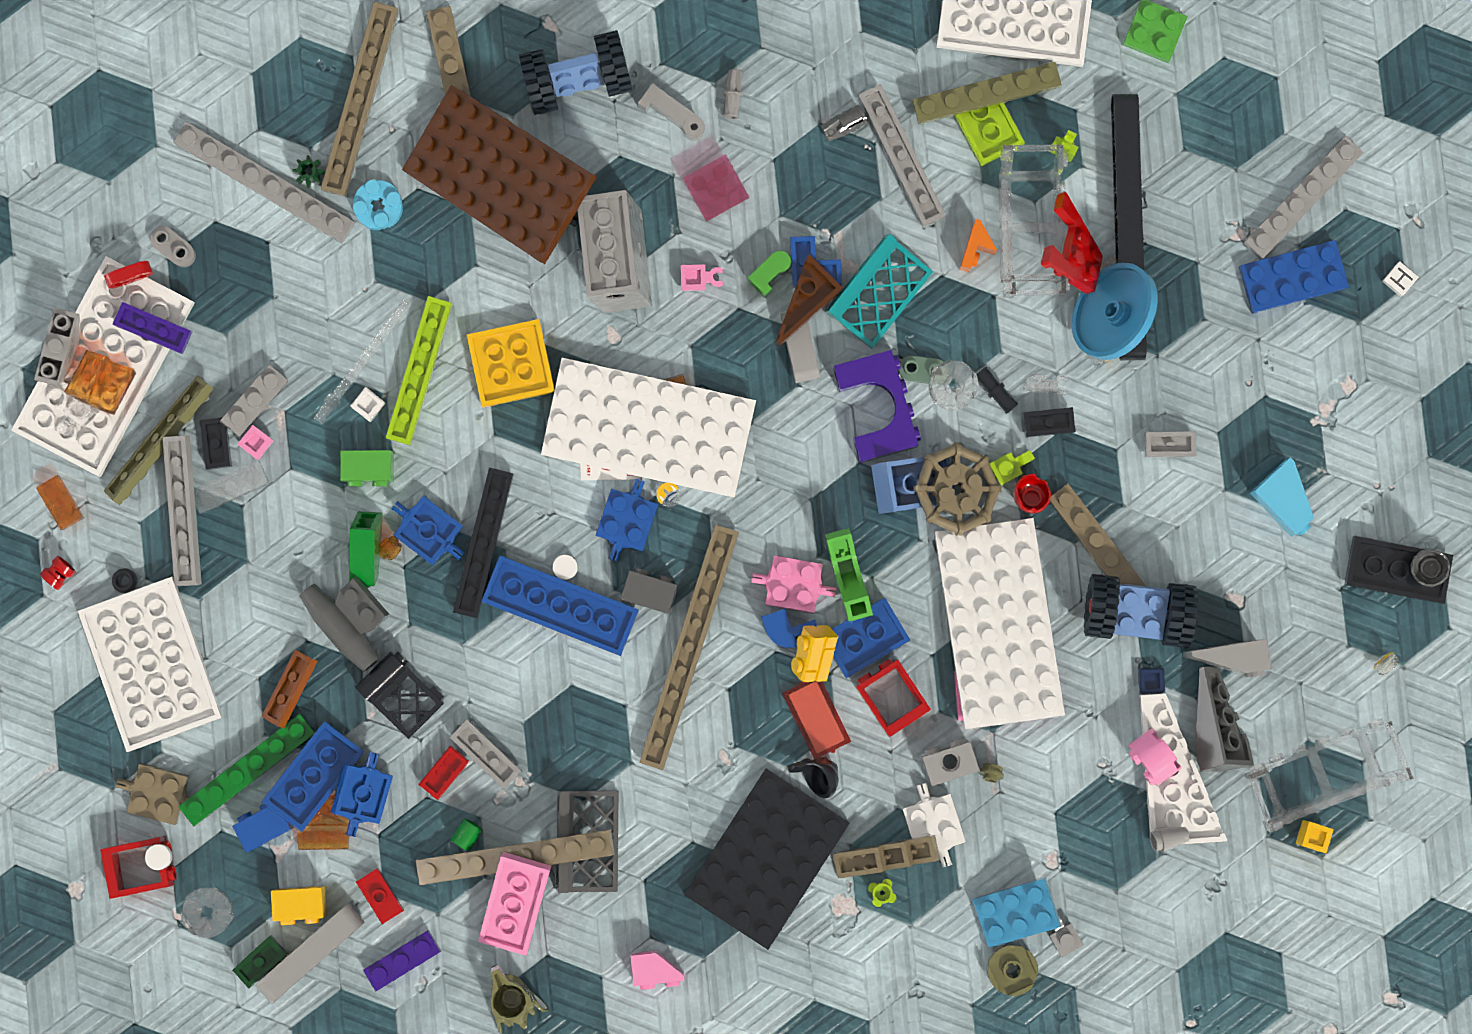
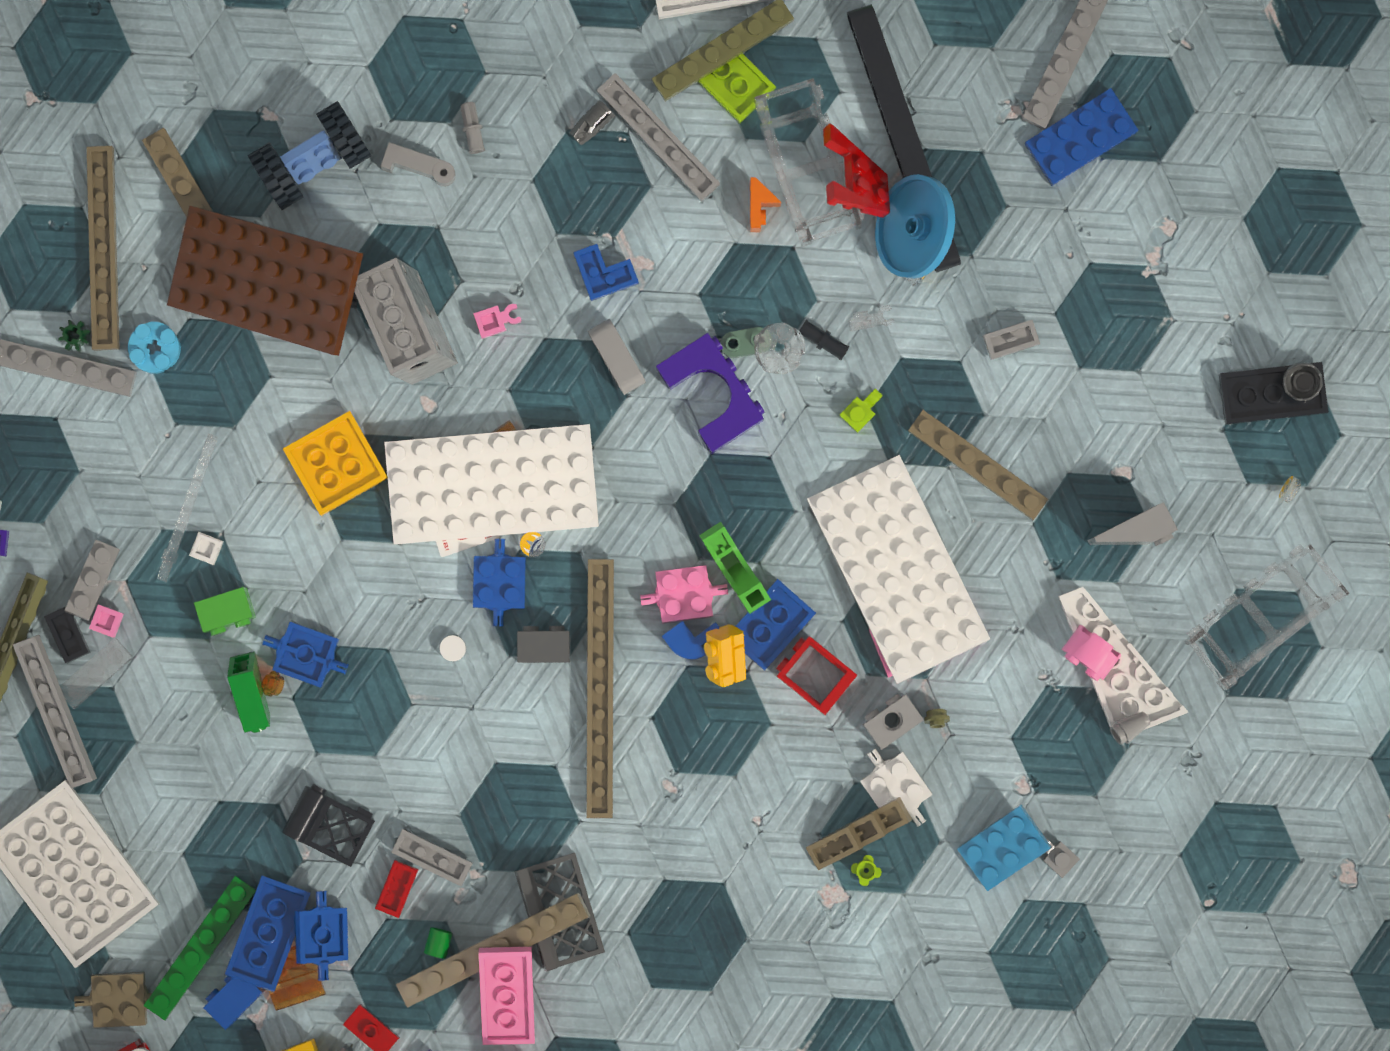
camera: 20 degrees left, 0 degrees up
(117, 577) = (11, 799): black plate -> none
(289, 688) = (217, 854): dark orange plate -> none
(347, 619) = (253, 767): dark grey plate -> none
(419, 370) = (246, 499): lime plate -> none
(483, 543) = (364, 649): black plate -> none
(560, 605) = (459, 687): blue plate -> none
(654, 968) = (663, 1016): bright pink slope -> none
(715, 187) = (484, 226): clear pink plate -> none
(766, 858) = (742, 873): black plate -> none
(768, 271) = (567, 284): bright green leg -> none
(811, 294) = (611, 303): reddish brown wing -> none
(816, 718) = (747, 718): clear red piece -> none
(819, 775) = (767, 773): black hat -> none
(862, 277) = (656, 271): teal fence -> none
(895, 484) = (771, 457): medium blue slope -> none
(969, 483) = (827, 442): dark tan plate -> none
(999, 963) = (1032, 906): olive plate -> none
(1031, 494) = (890, 431): red hair -> none
(1049, 422) = (885, 355): black plate -> none
(1068, 144) = (818, 75): lime plate -> none
(1140, 611) = (1032, 513): plate -> none
(1151, 680) = (1065, 578): dark blue tile -> none
(1218, 737) = (1146, 610): dark grey wedge -> none
(1285, 498) = (1140, 358): medium azure slope -> none
(1314, 836) = (1271, 680): yellow brick -> none
(1400, 279) = (1186, 106): white tile -> none

